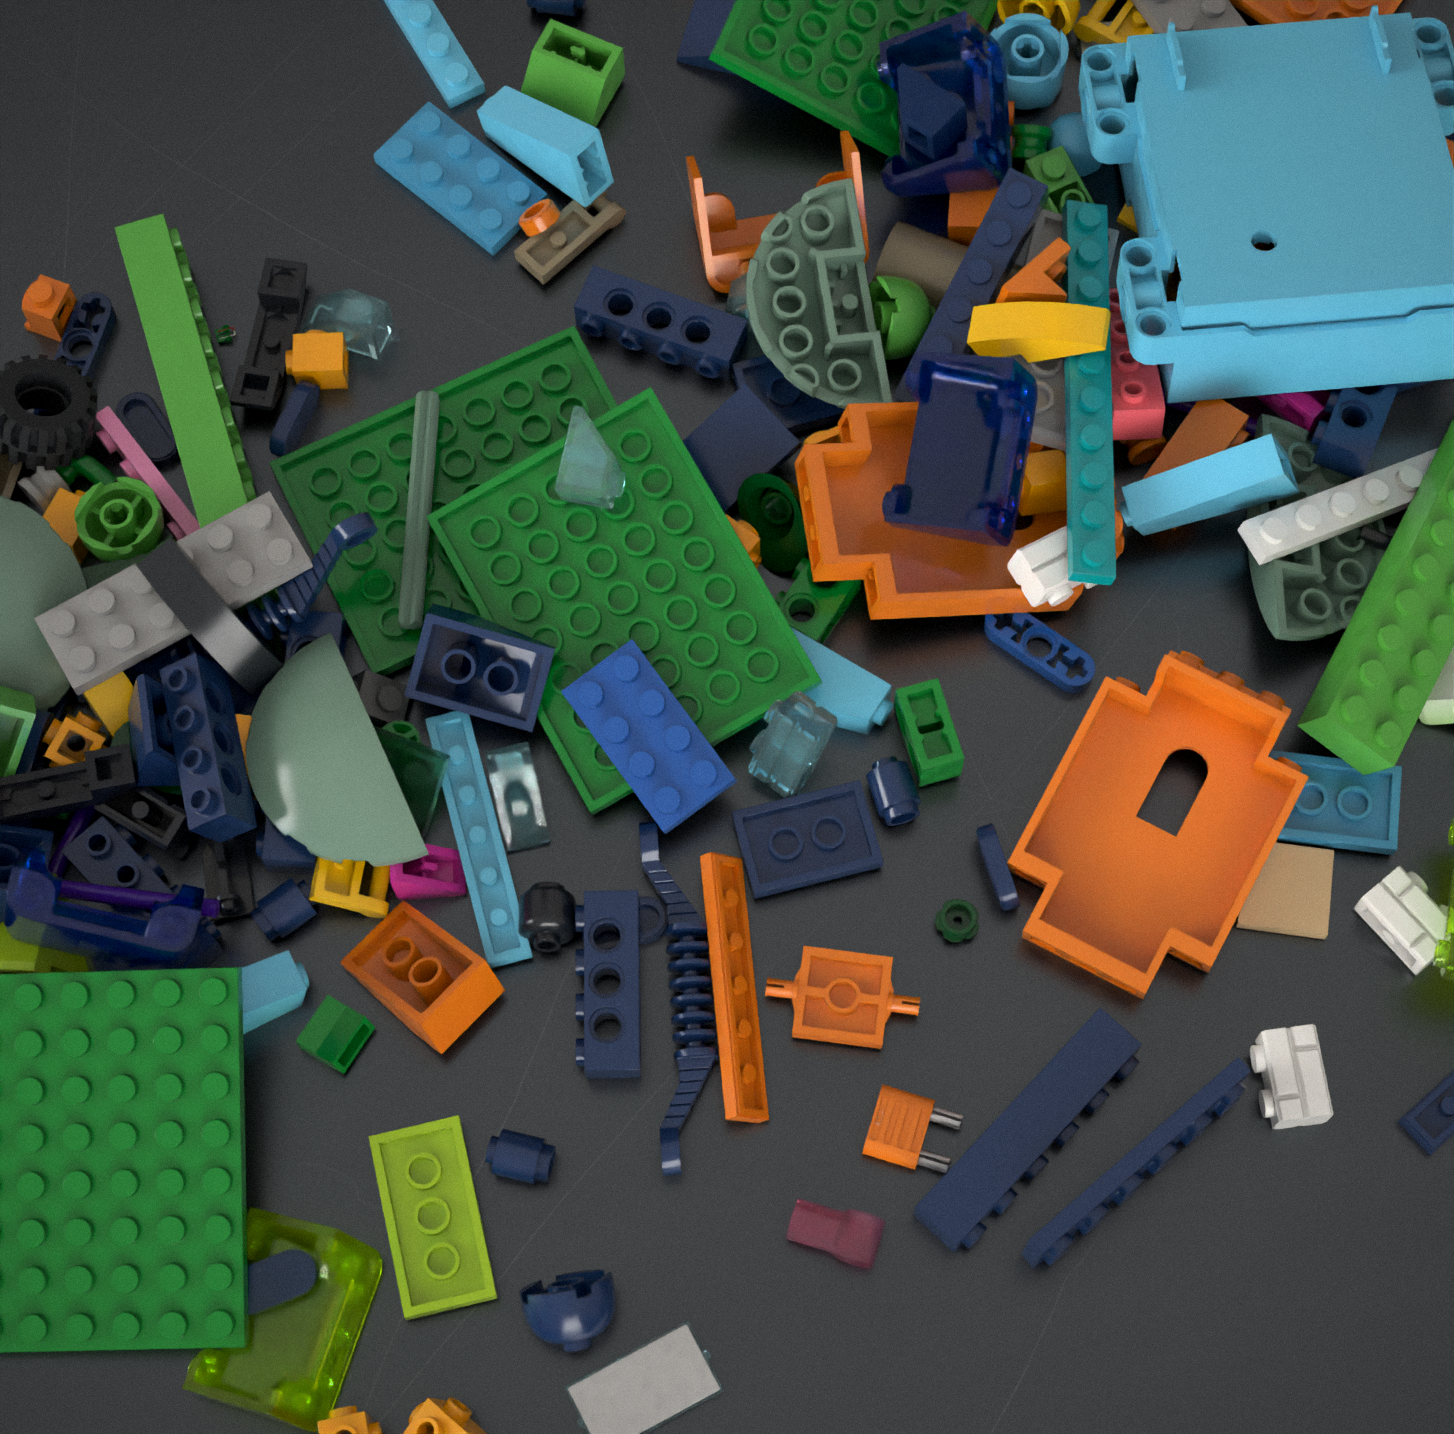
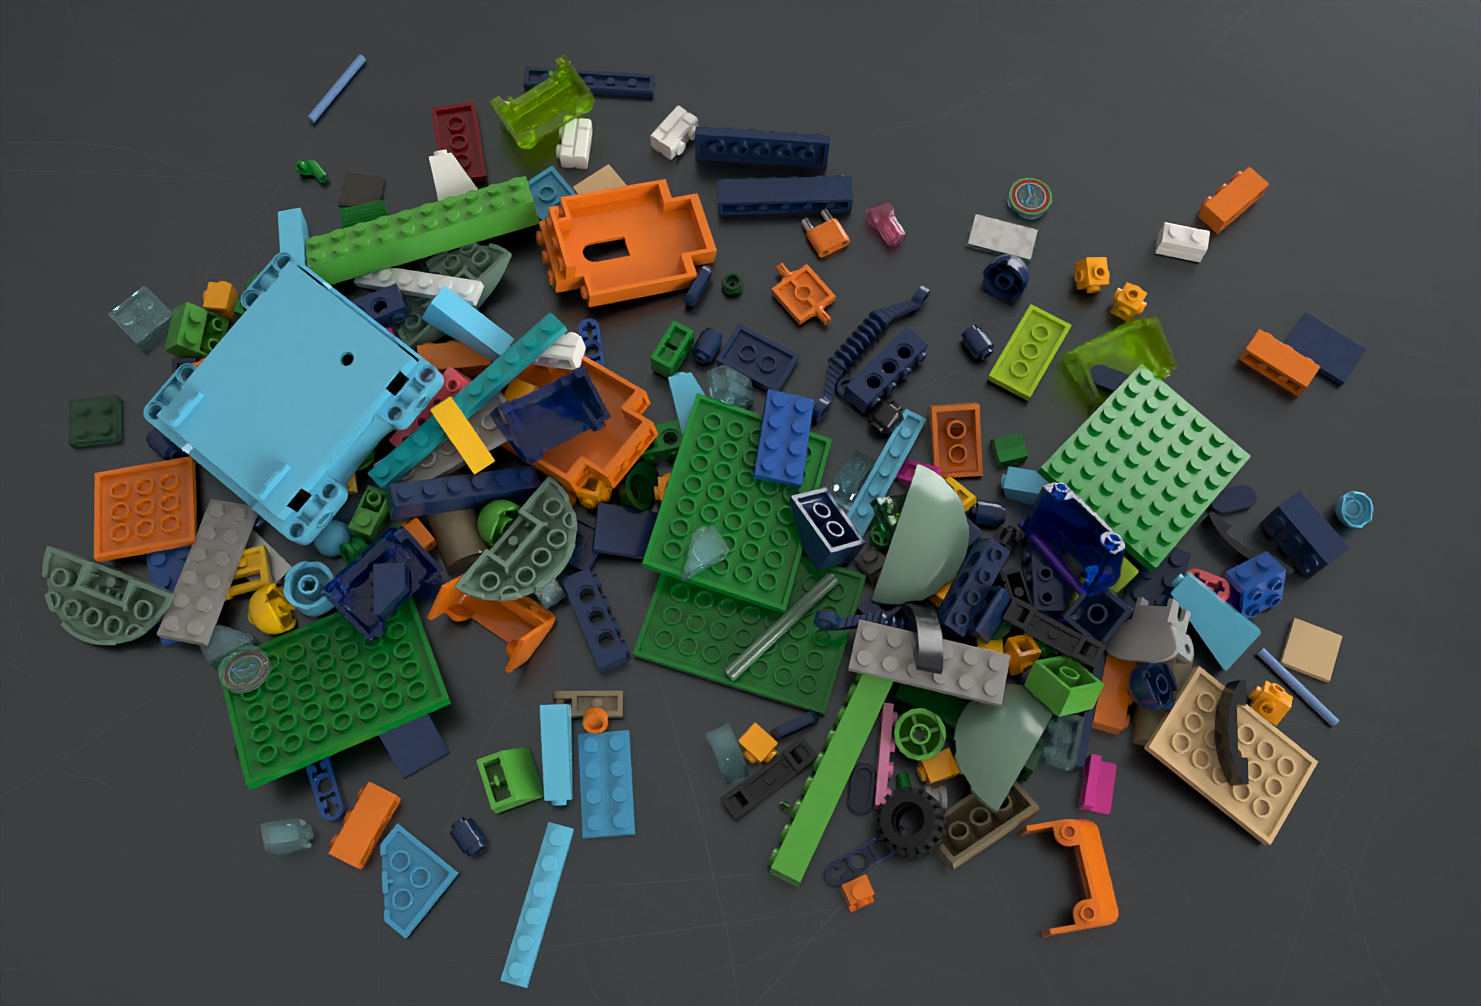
camera: 140 degrees left, 0 degrees up
(734, 988) = (839, 332): orange tile -> none
(1039, 277) = (440, 462): orange slope -> none

